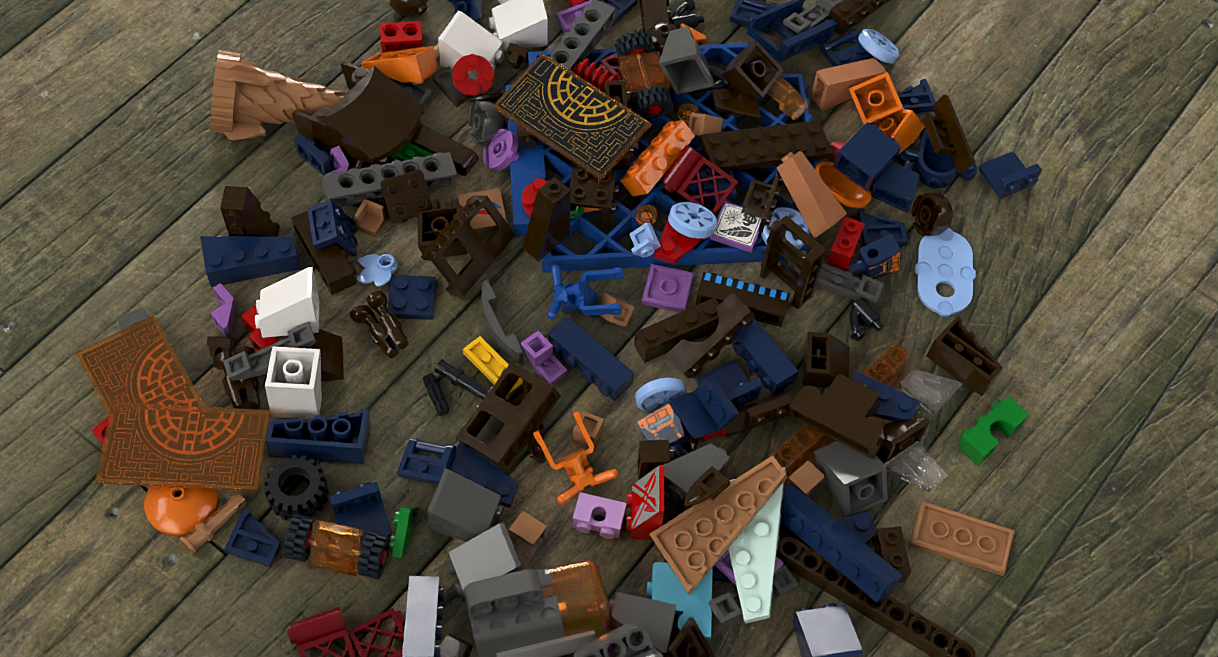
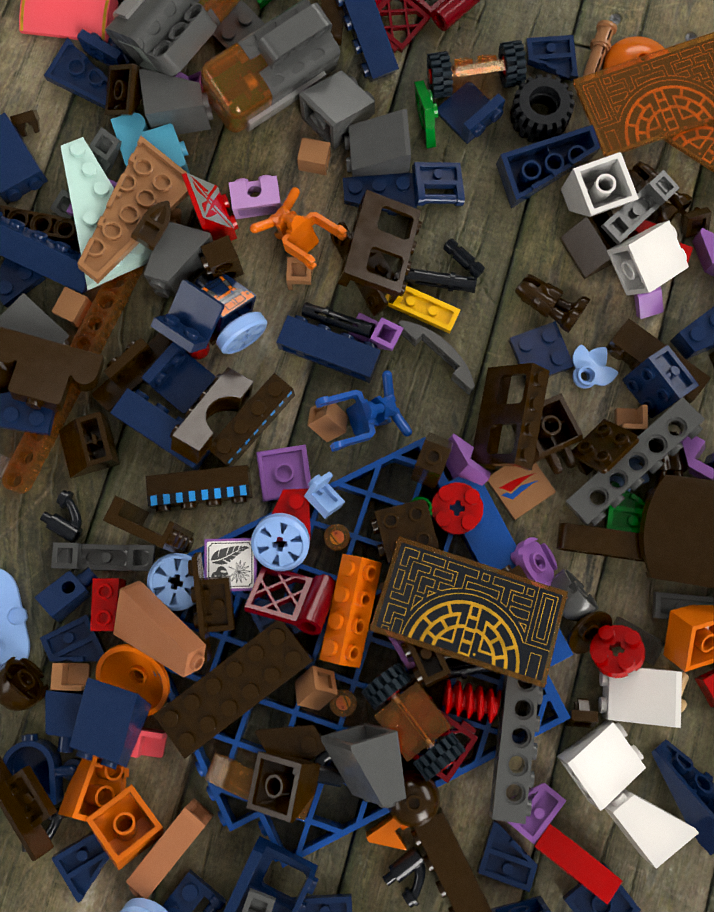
camera: 165 degrees right, 20 degrees up
(517, 238) = (462, 466): none -> medium lavender slope
(571, 380) = (312, 311): none -> black pin
(891, 206) = (69, 676): none -> medium nougat panel

